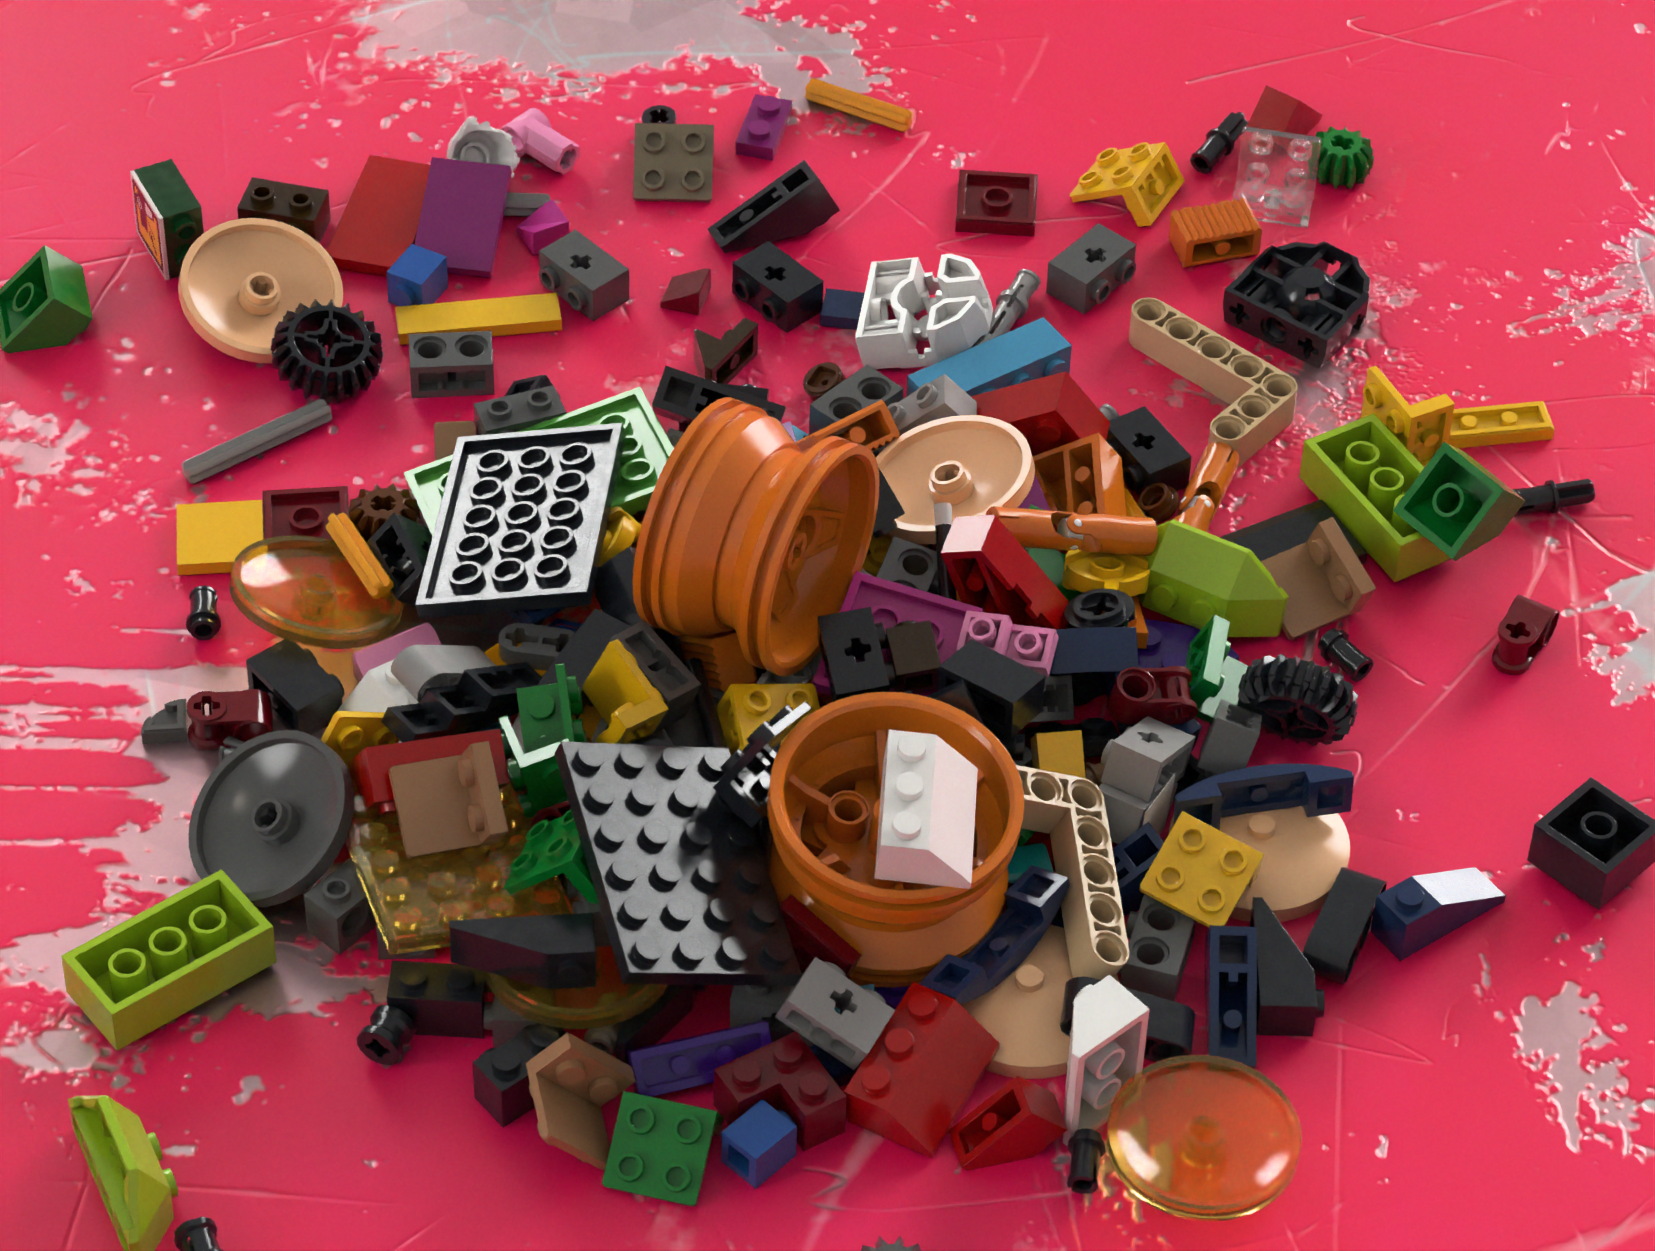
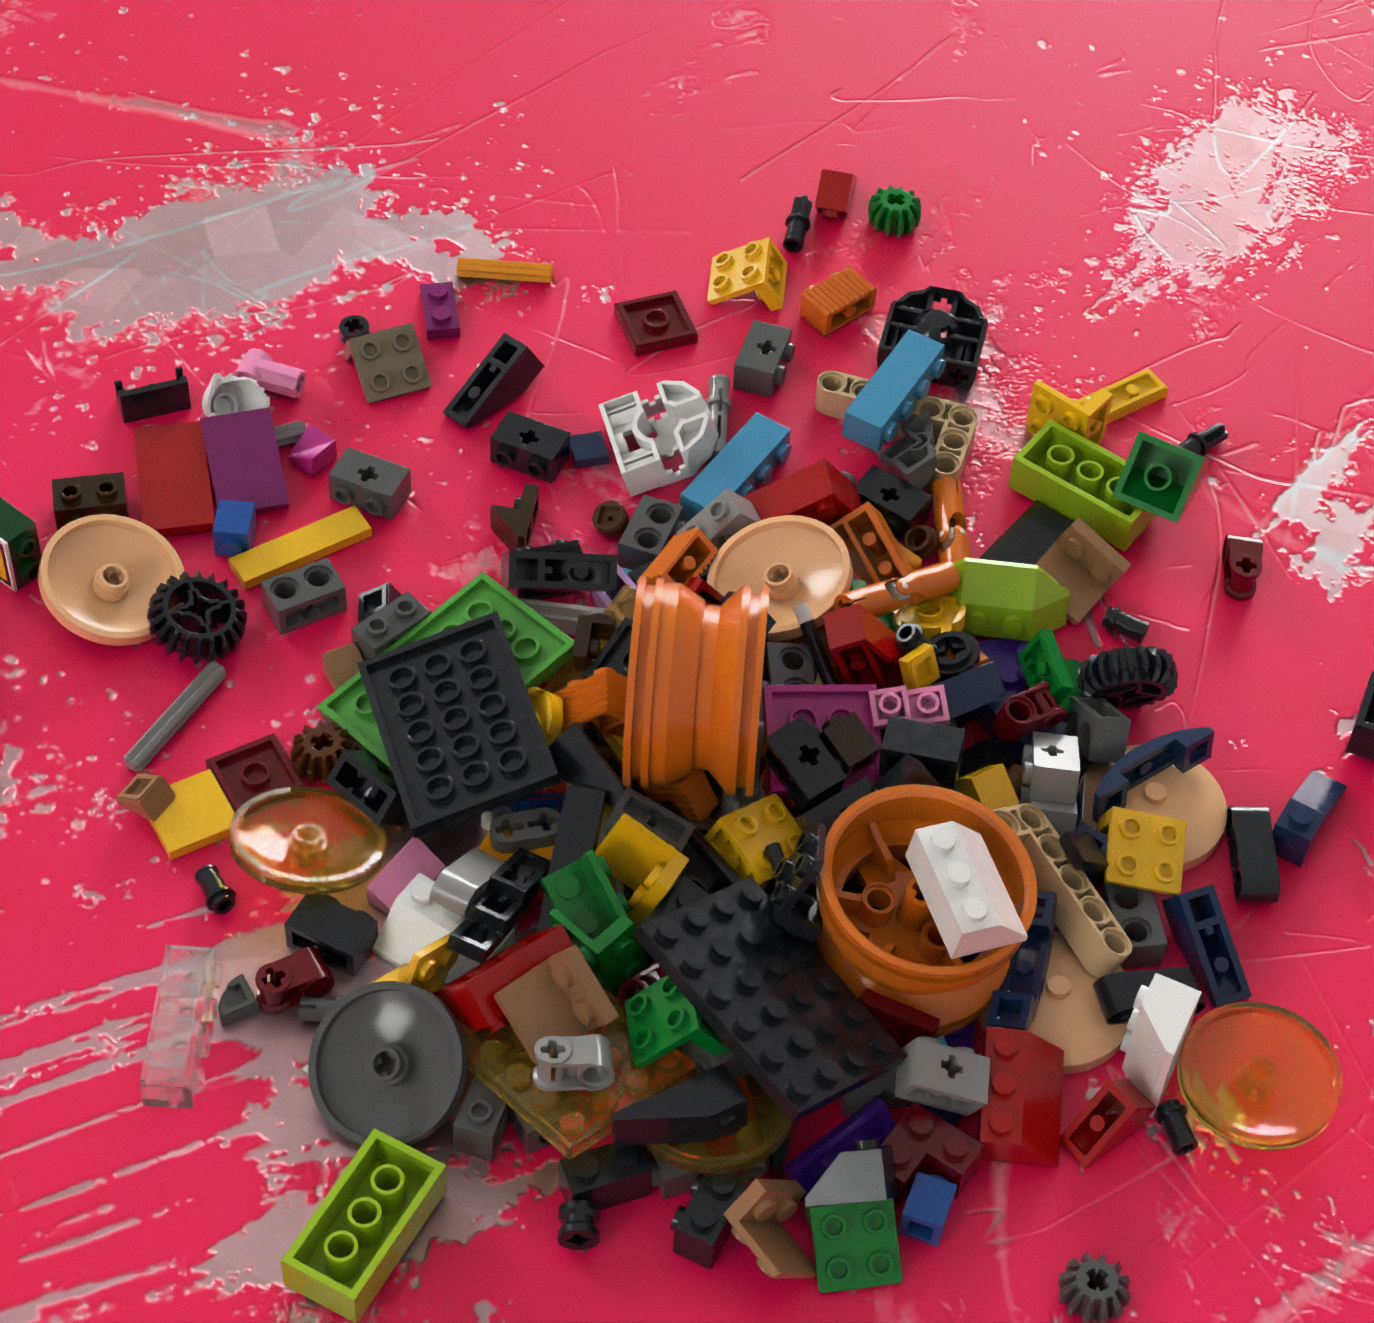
camera: 25 degrees left, 5 degrees up
(92, 723) = (179, 1027): none -> clear brick
(183, 505) = (146, 796): none -> medium nougat slope
(359, 556) = (326, 795): light orange axle -> none
(406, 131) = (153, 399): none -> hinge
(440, 863) = (577, 1062): none -> light grey piece
(688, 292) = (457, 472): dark red slope -> none
(689, 1075) = (857, 1176): none -> slope
(1047, 607) = (919, 667): none -> yellow tile
(1053, 577) = (911, 636): none -> black pin
(1125, 848) = (1083, 852): none -> black tile
(1194, 414) = (915, 454): none -> dark grey slope
(1206, 334) = (894, 391): none -> dark azure brick
(1278, 175) = (861, 239): clear bracket -> none
(1284, 979) = (1248, 920): black slope -> none

